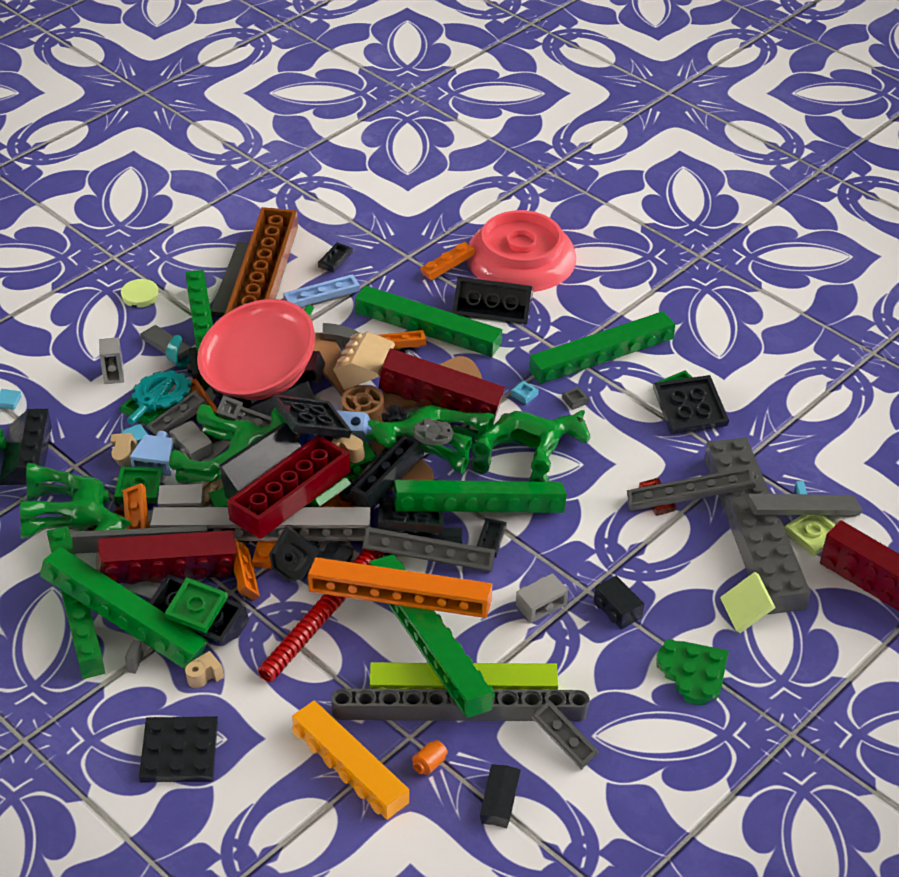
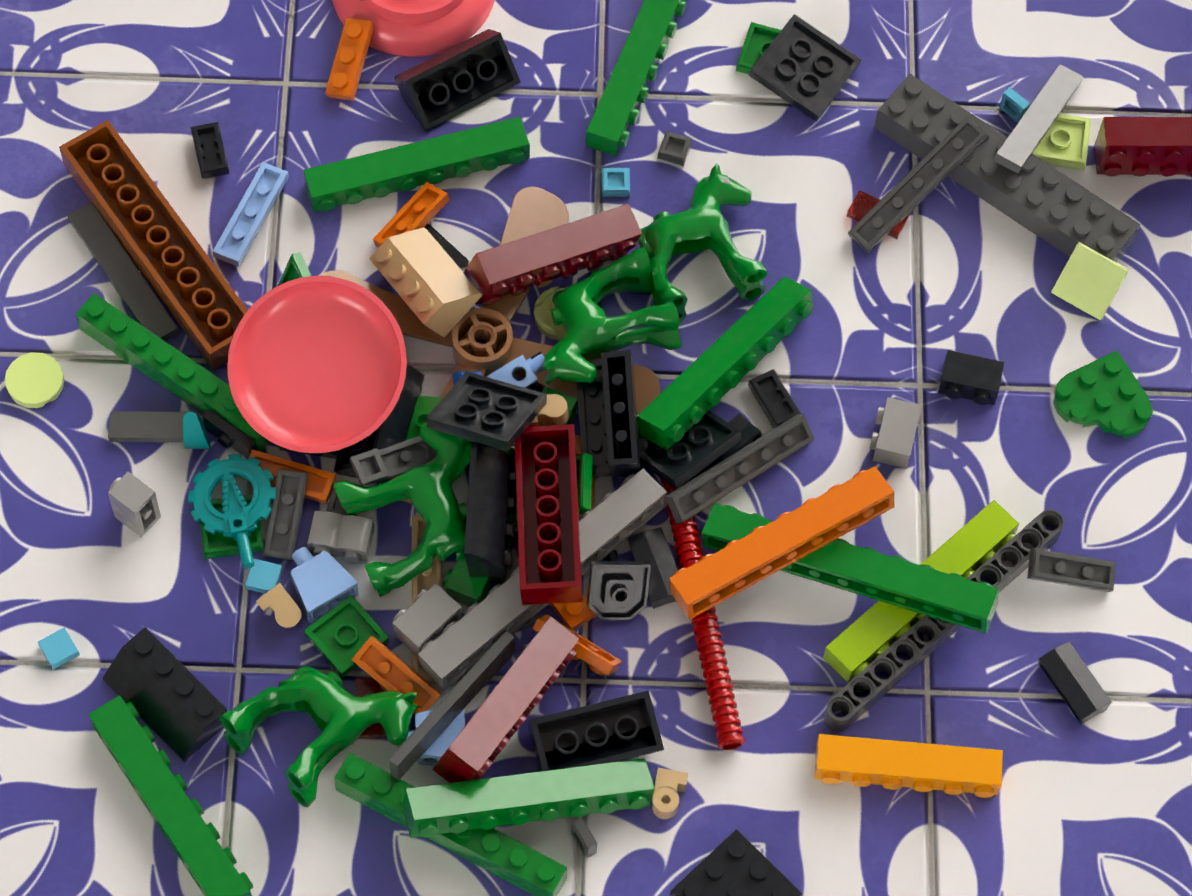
camera: 45 degrees left, 20 degrees up
(196, 605) = (605, 732): green plate -> none
(337, 332) = (342, 258): dark grey slope -> none
(394, 414) = (546, 333): black gear -> none
(429, 757) = (975, 699): orange brick -> none
(433, 432) = (631, 326): dark grey wheel -> none

